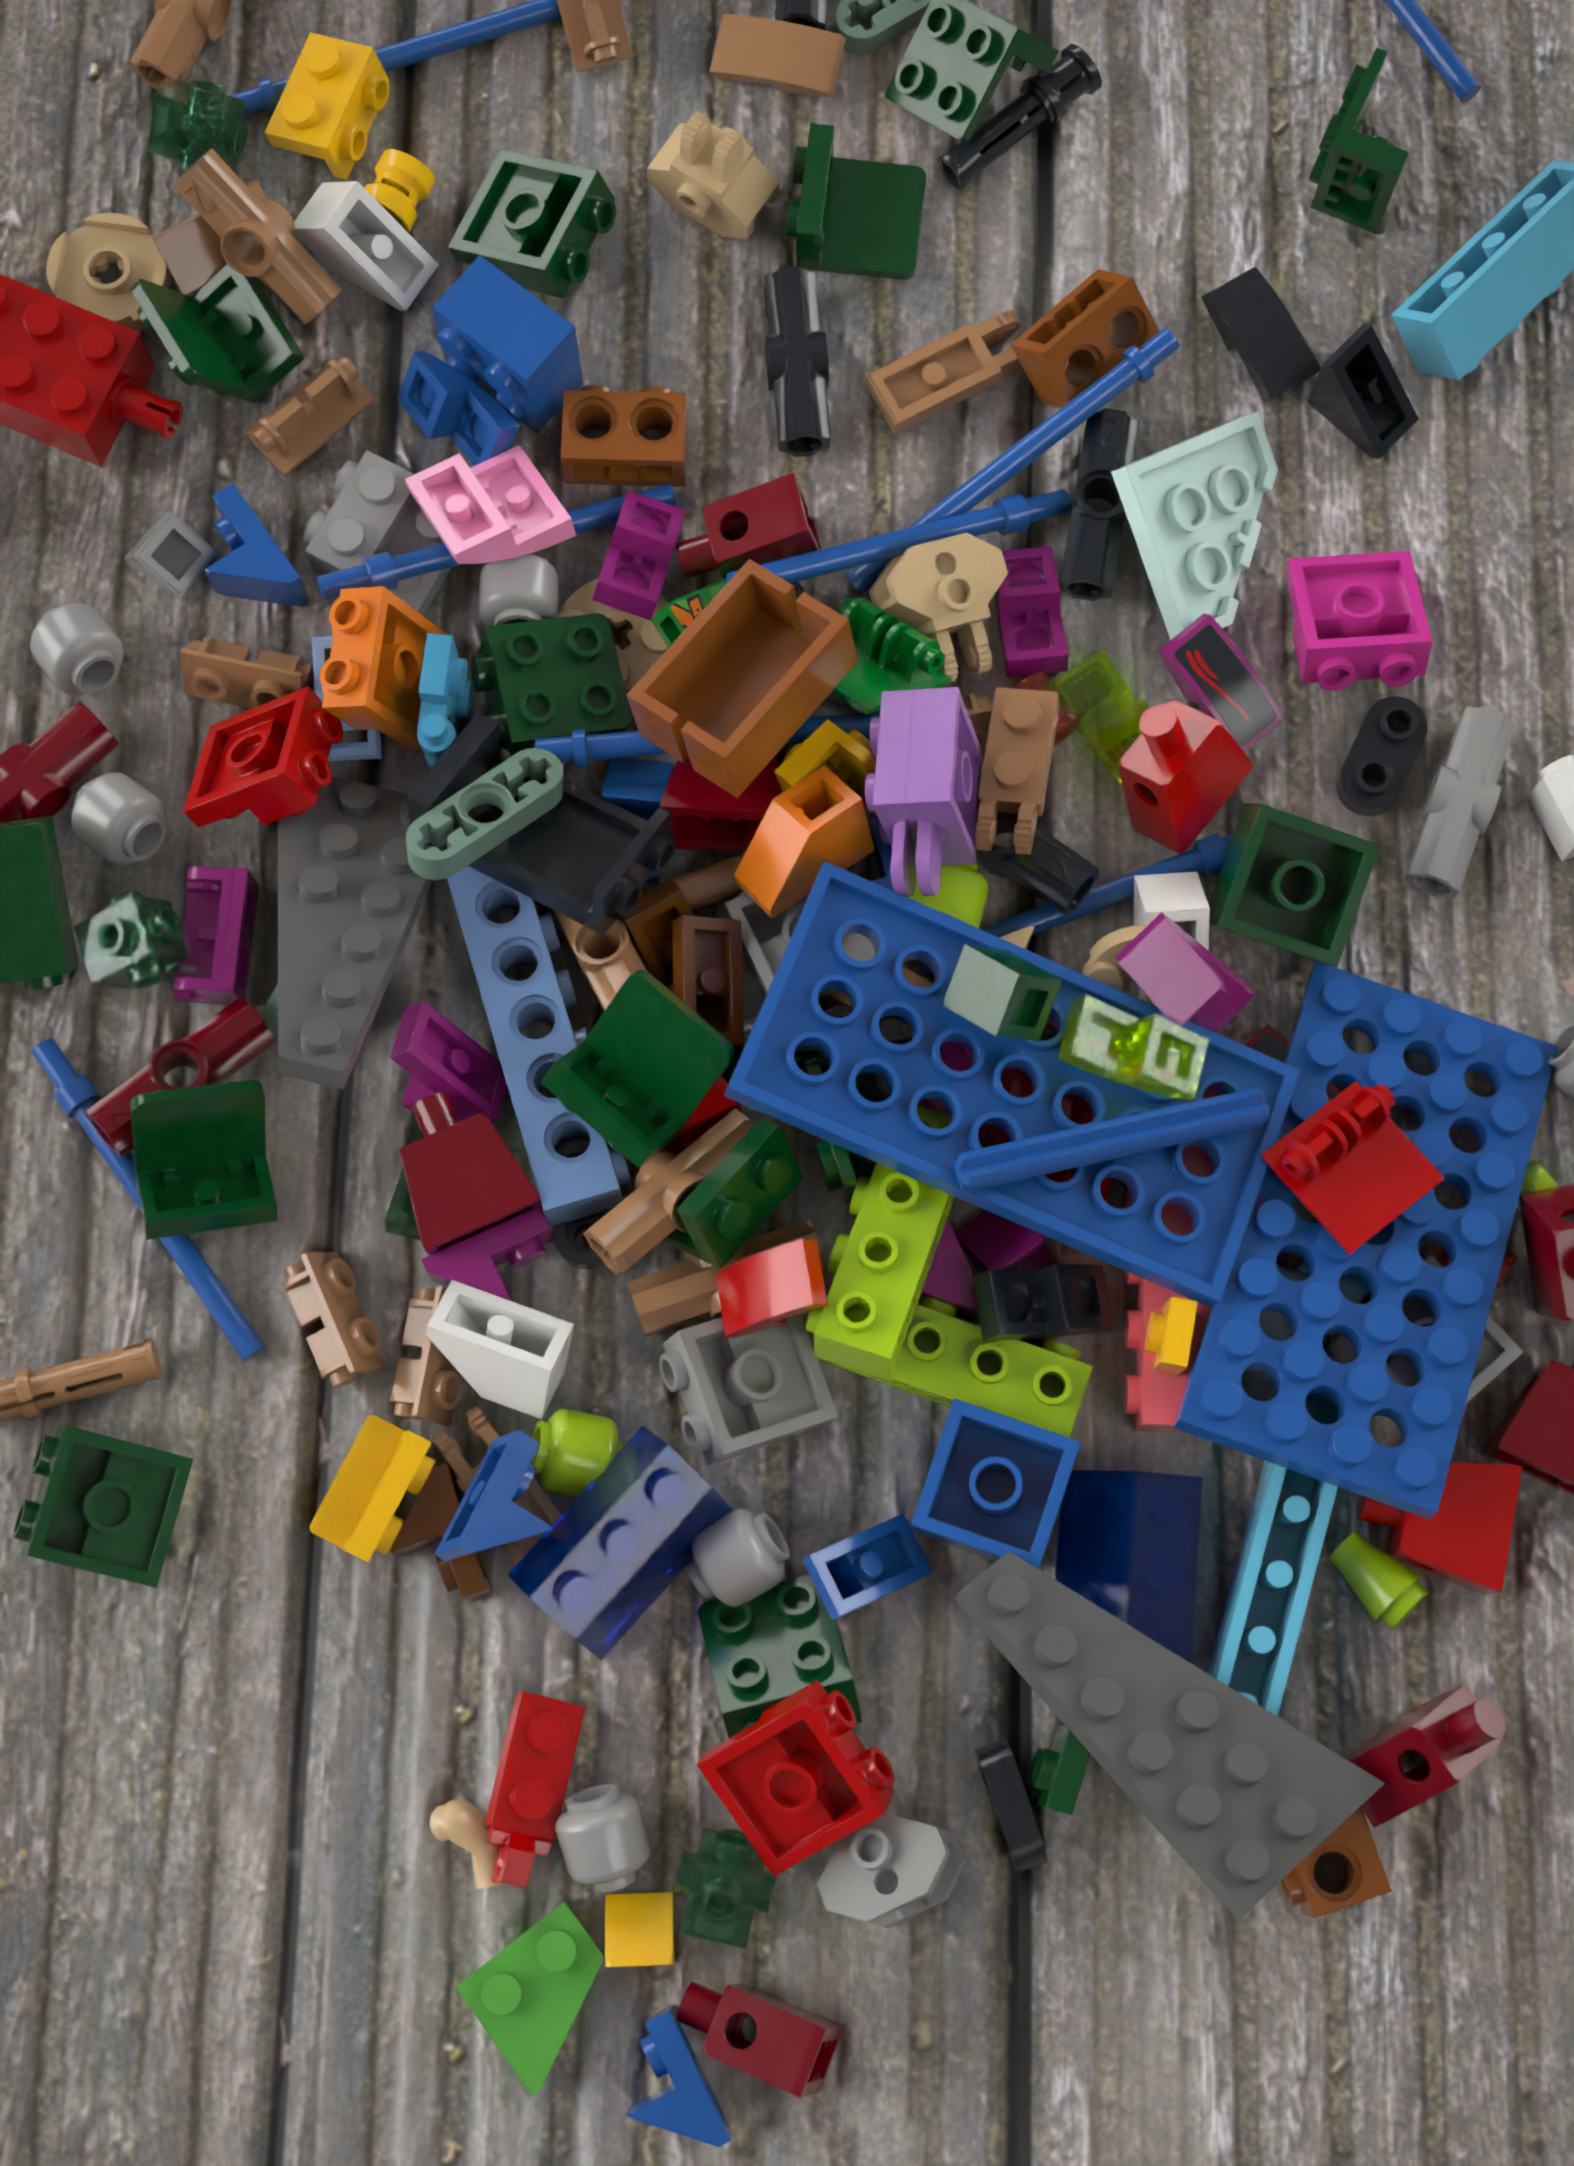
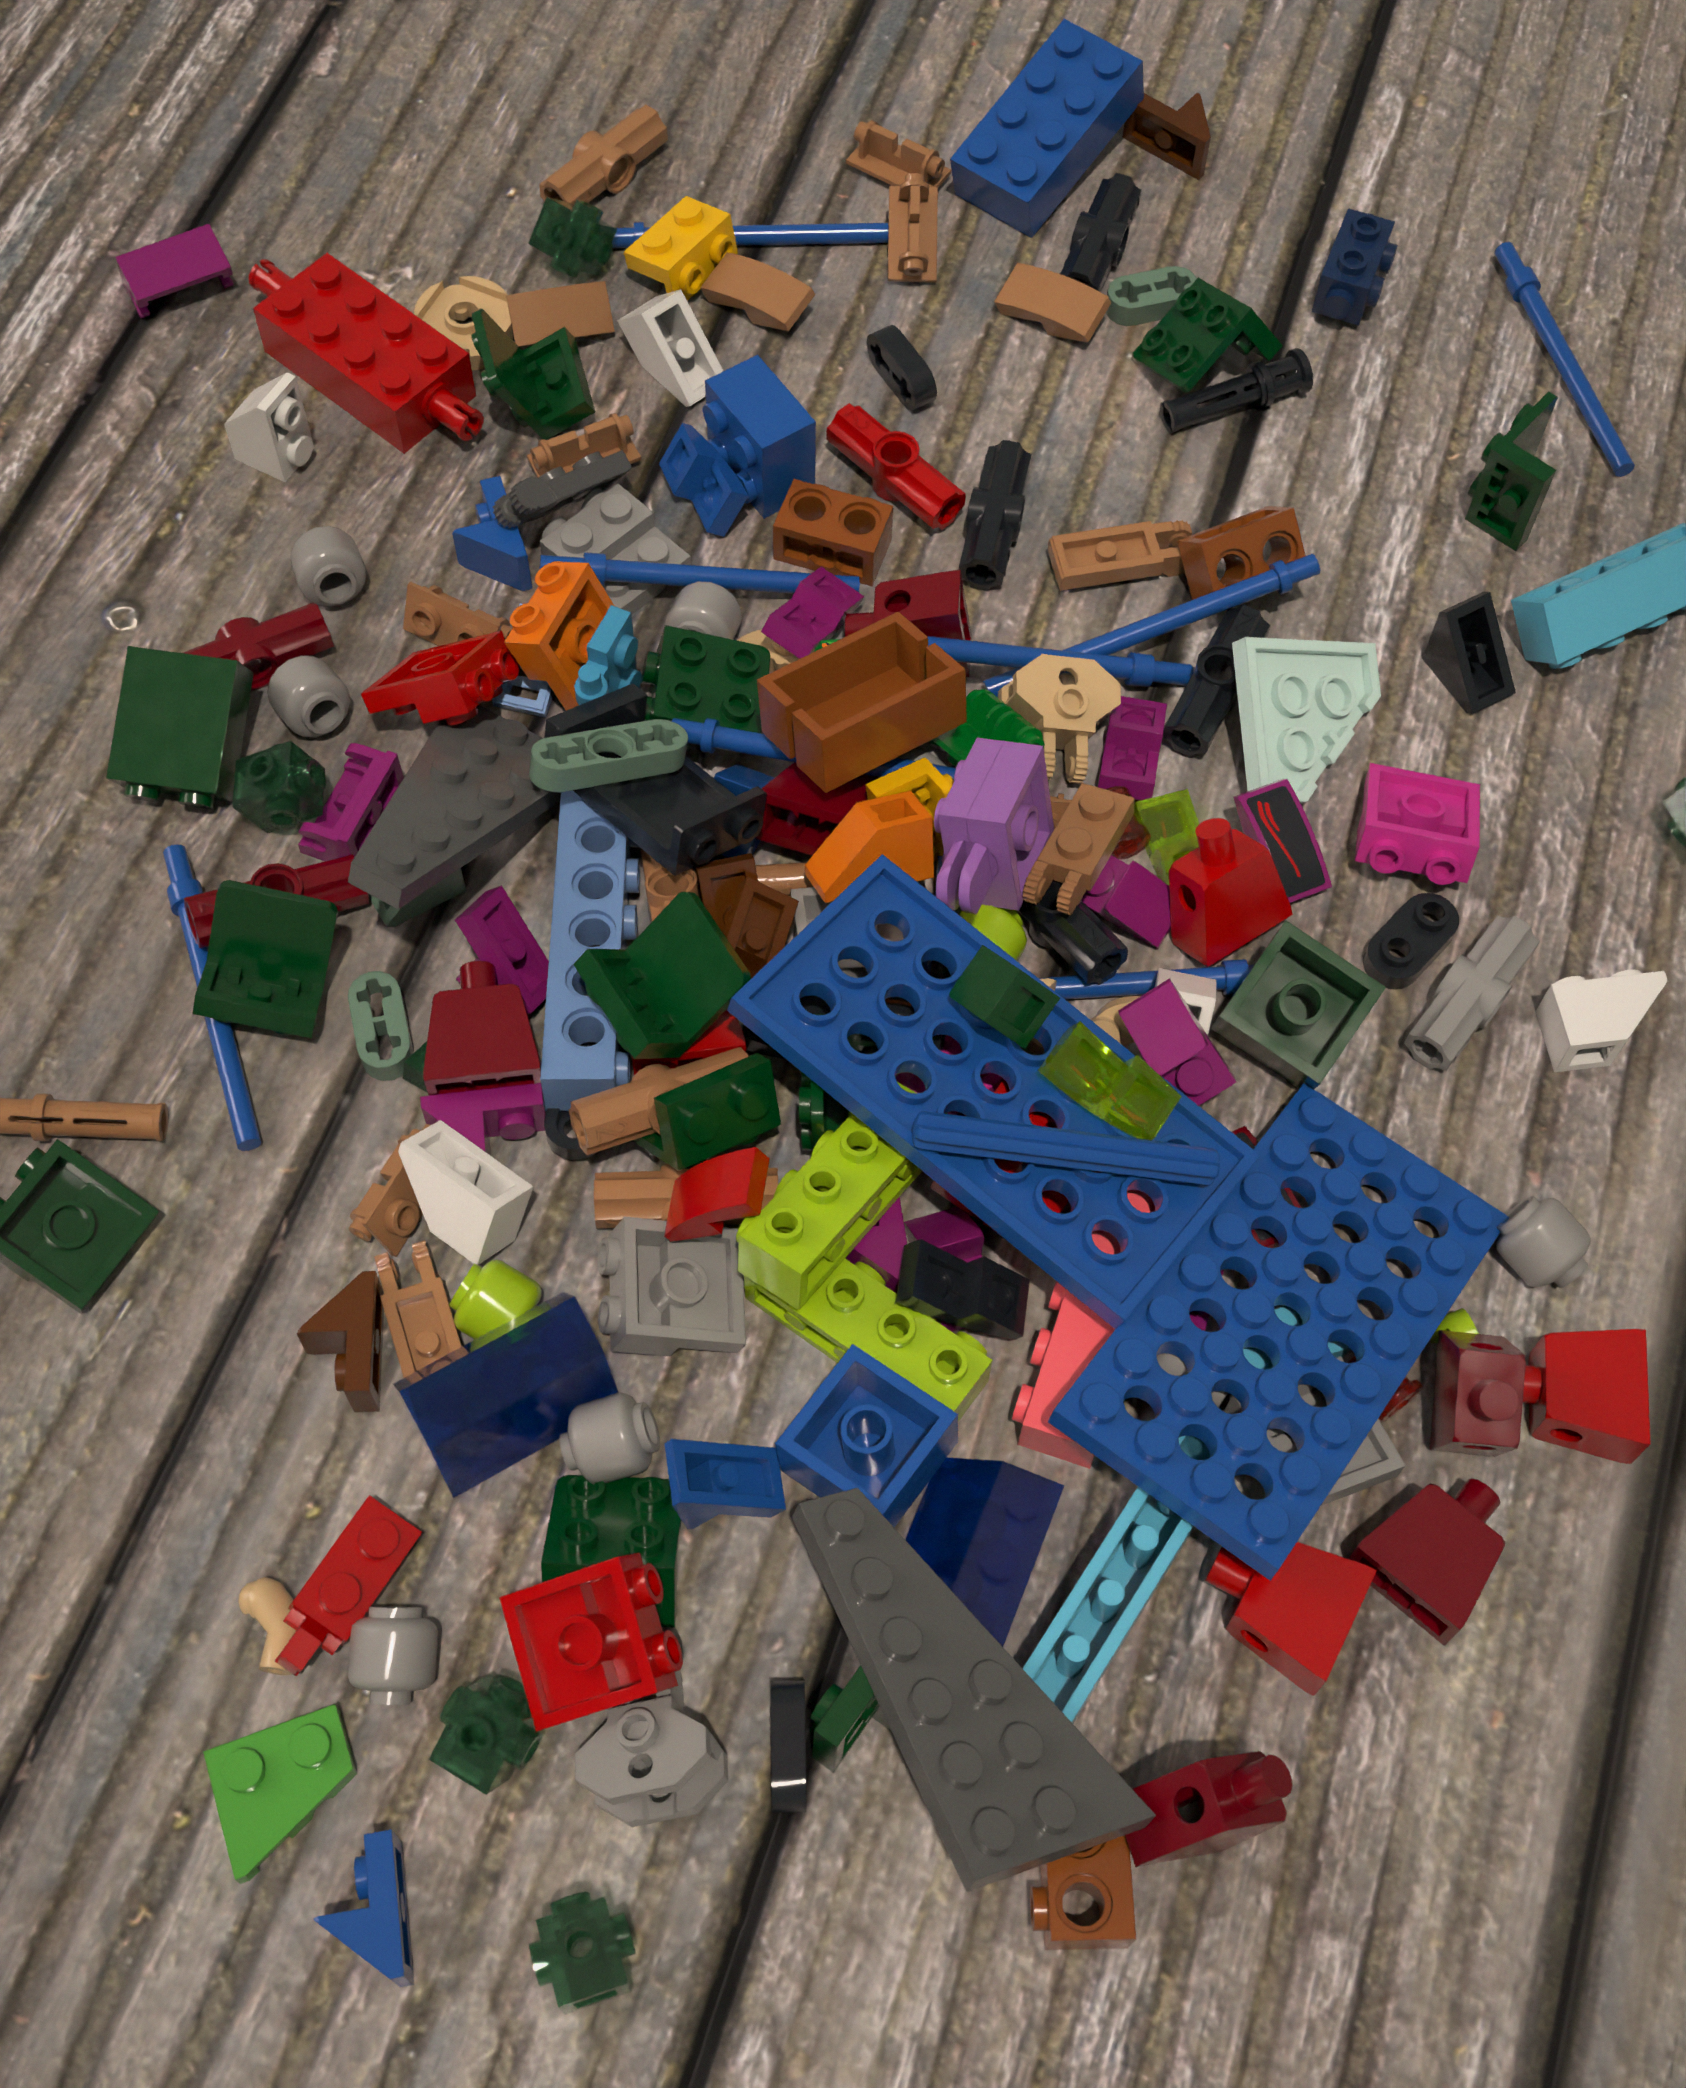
camera: 15 degrees right, 15 degrees down
(171, 554) = (431, 523): light grey slope -> none
(257, 237) = (581, 294): medium nougat piece -> none
(308, 481) = (557, 489): none -> dark grey hinge
(325, 1290) = (329, 1108): medium nougat hinge -> none
(328, 1187) = (368, 1027): none -> sand green beam
(369, 1488) = (304, 1280): yellow bracket -> none
(401, 185) = (719, 315): yellow wheel -> none
(438, 135) = (764, 292): none -> medium nougat slope
(487, 1512) = (399, 1324): blue slope -> none
(491, 508) = (703, 549): bright pink slope -> none
(536, 221) = (824, 362): dark green plate -> none
(637, 196) = (901, 367): none -> black beam
(637, 313) = (895, 466): none -> red piece
(639, 1929) = (395, 1755): yellow slope -> none
(713, 177) = (973, 363): tan hinge -> none
(790, 2044) = (474, 1886): dark red torso -> none
(854, 212) = (1075, 423): dark green bracket -> none
(889, 2088) = (590, 1978): none -> clear green brick
(1085, 801) = (1132, 900): none -> magenta slope
(1171, 1335) = (1071, 1345): yellow plate -> none
(1263, 332) = (1397, 592): black slope -> none
(1353, 1165) = (1286, 1244): red hinge -> none
(1380, 1581) = (1211, 1646): lime cone -> none

